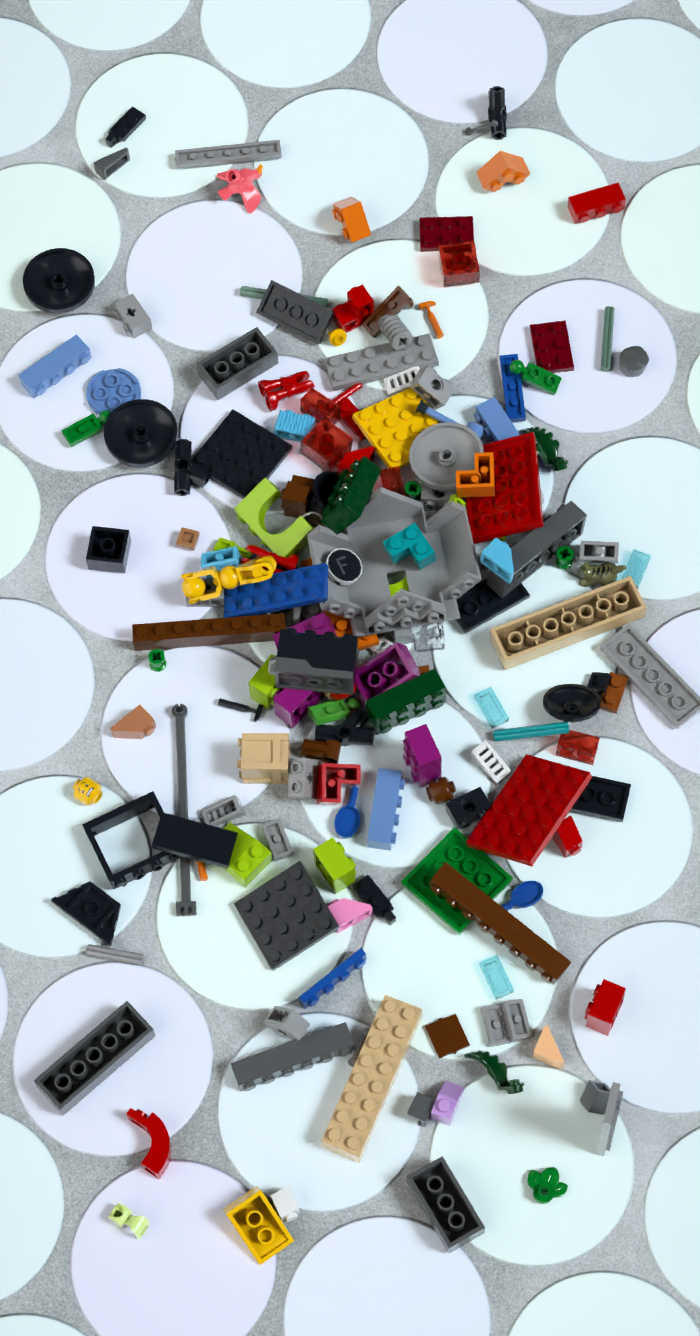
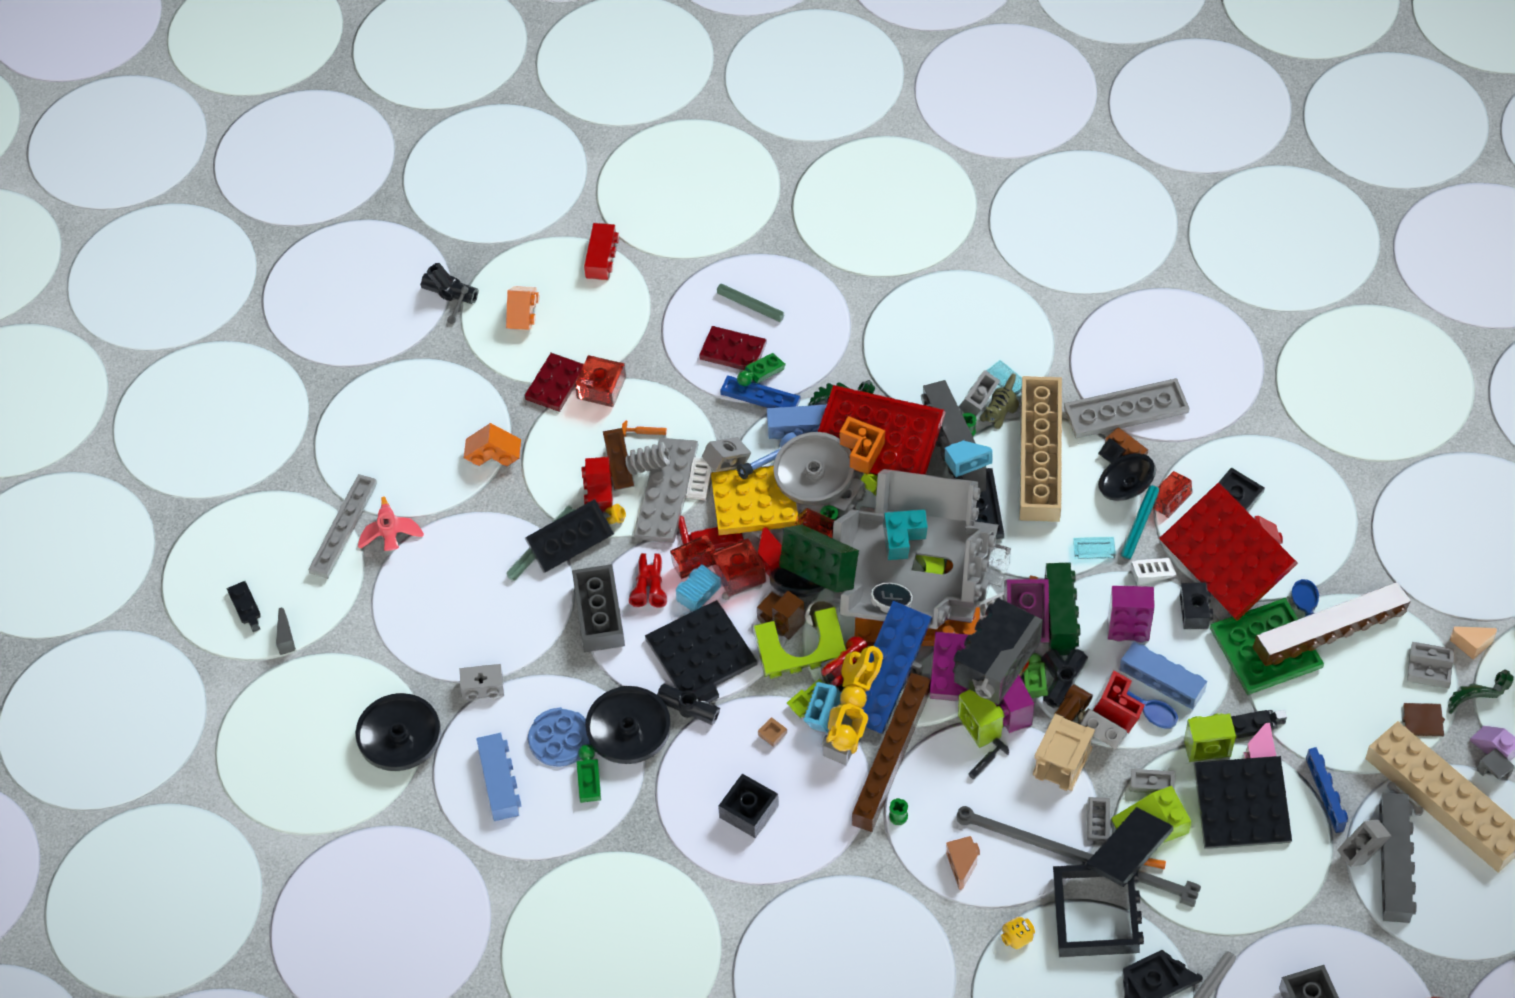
camera: 65 degrees left, 10 degrees down
(440, 790) = (1165, 620): reddish brown head -> none
(496, 977) = (1379, 654): clear light blue tile -> none
(605, 1006) = (1454, 573): red brick -> none
(633, 361) = (789, 290): dark grey hair -> none

